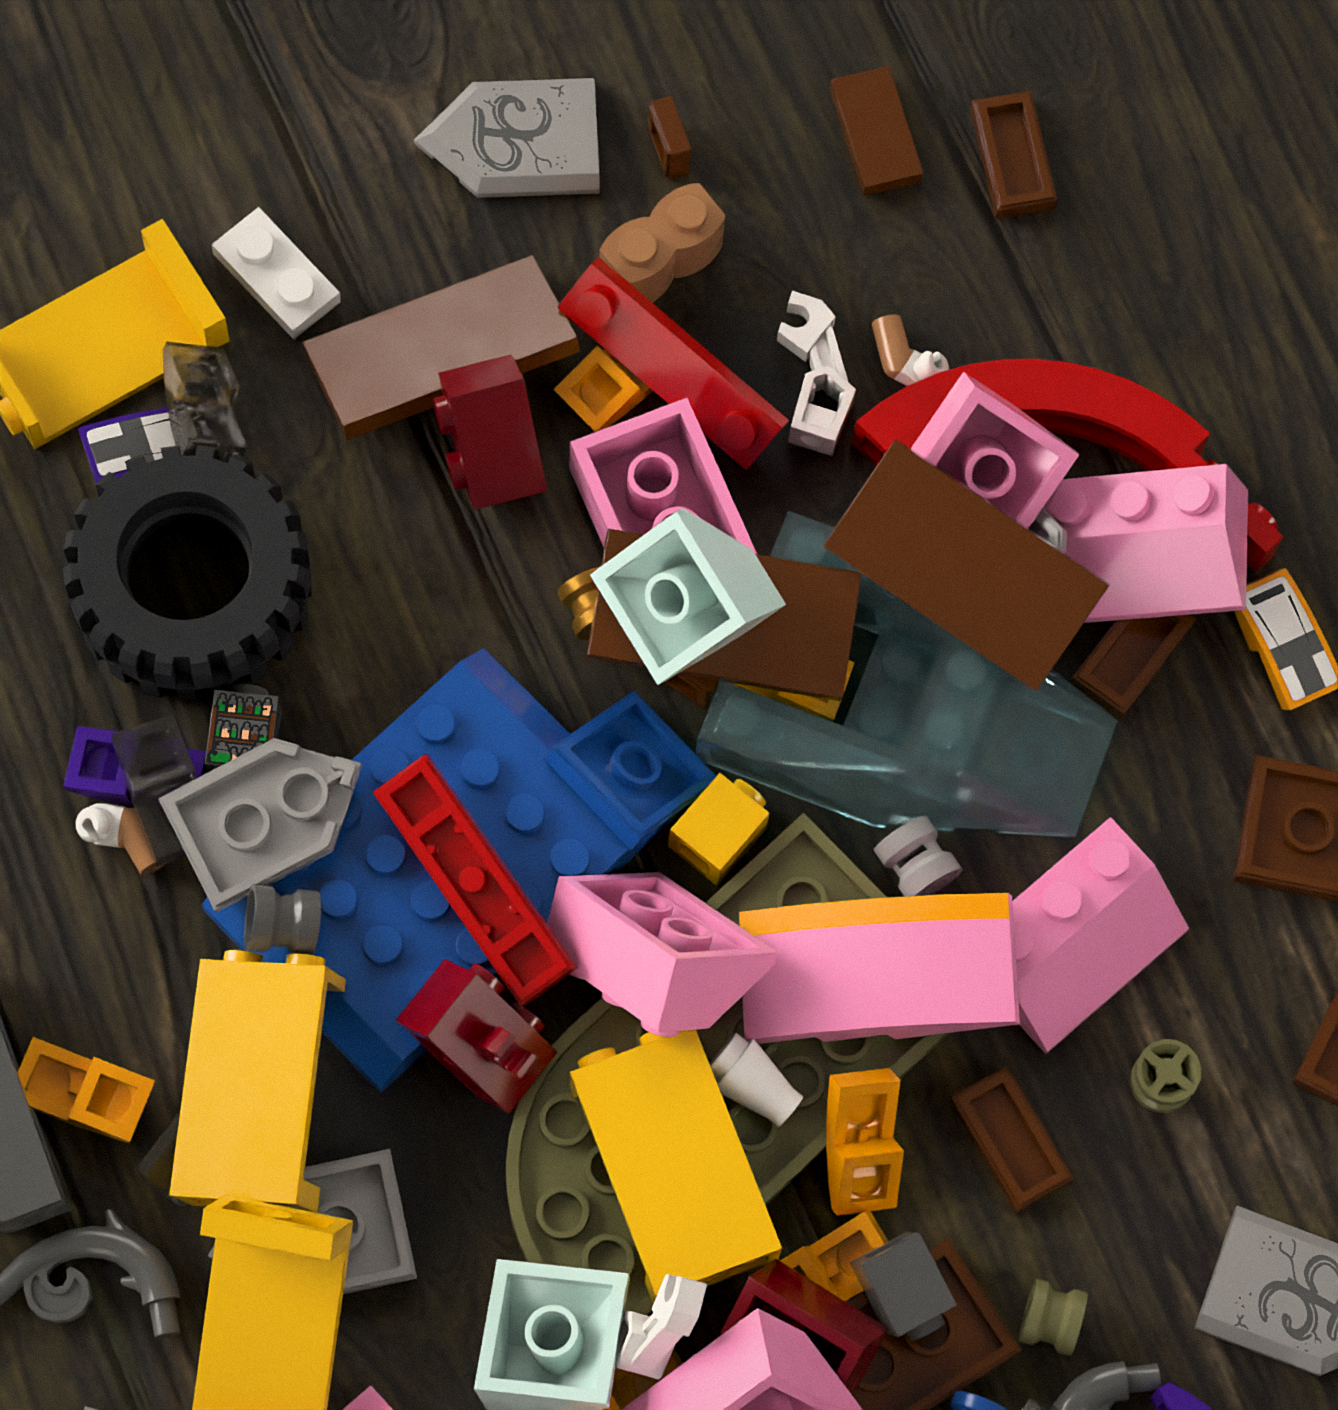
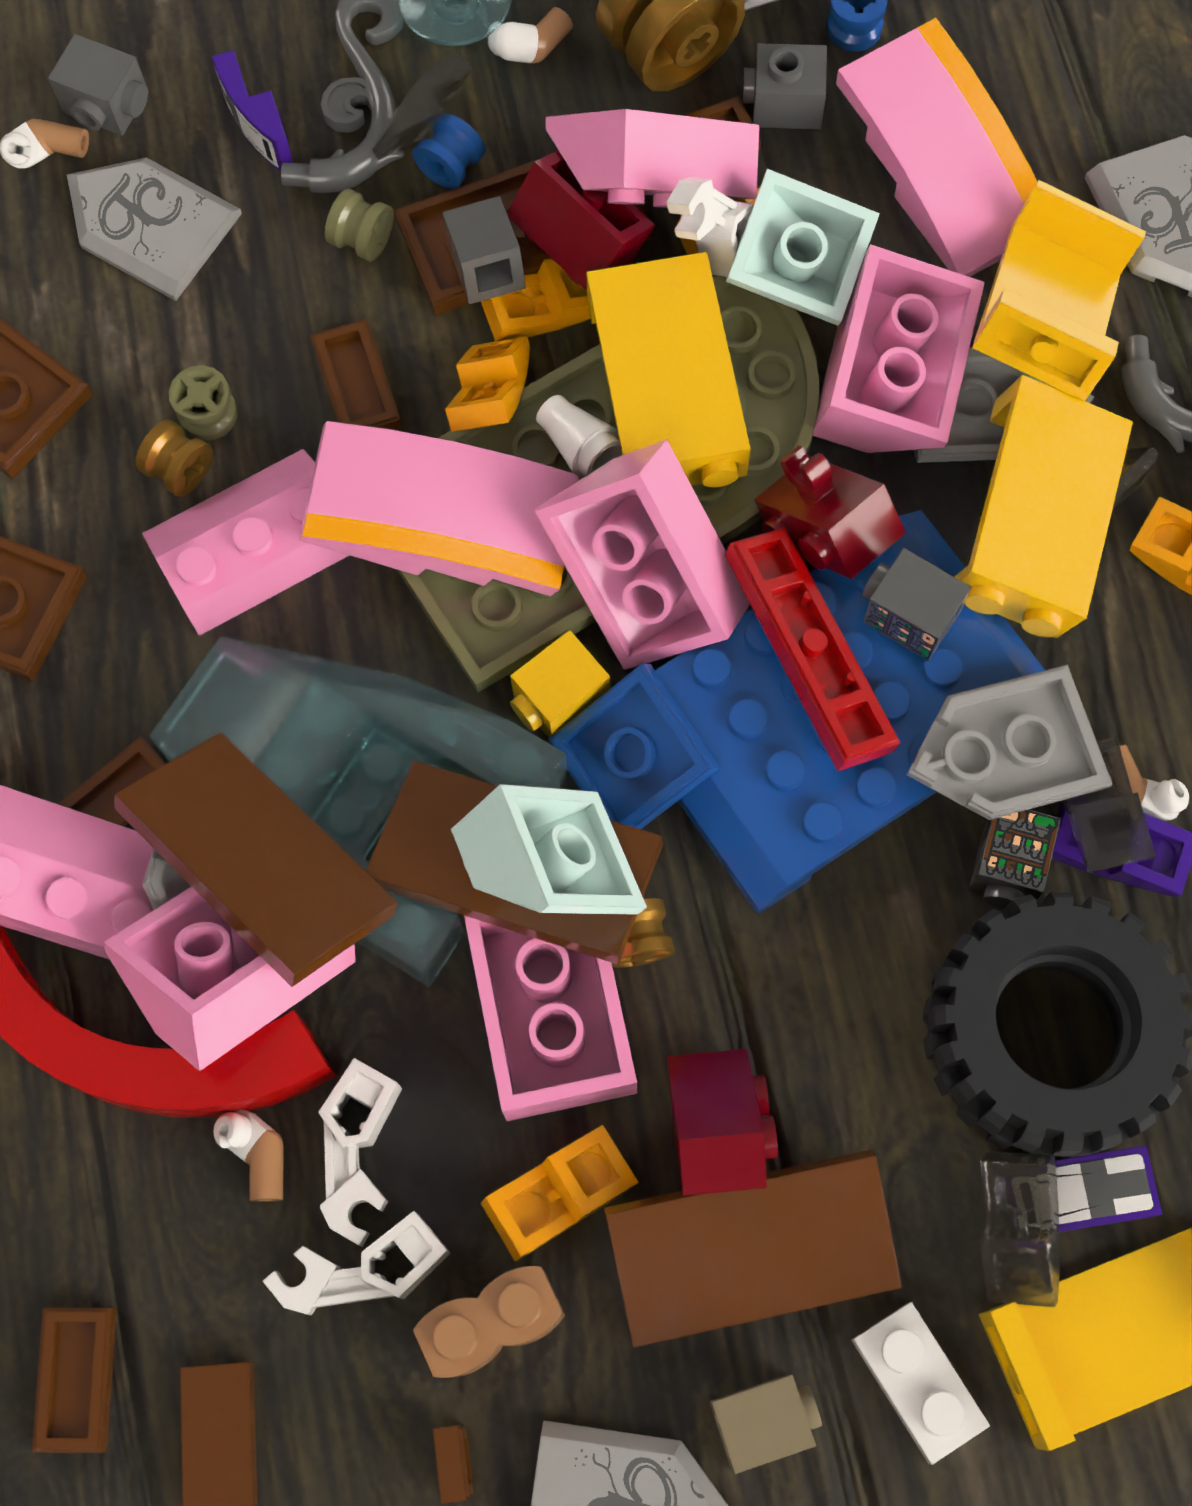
camera: 160 degrees left, 0 degrees up
(282, 920) = (1003, 637): dark grey wheel -> none
(377, 936) = (914, 602): none -> dark grey brick
(408, 212) = (766, 1422): none -> dark tan brick
(427, 1242) = (898, 356): none -> bright pink slope
(672, 362) = (509, 1176): red plate -> none
(812, 259) = (331, 1286): none -> white piece
(918, 858) = (377, 625): light grey wheel -> none
(1176, 1005) = (174, 458): none -> pearl gold wheel

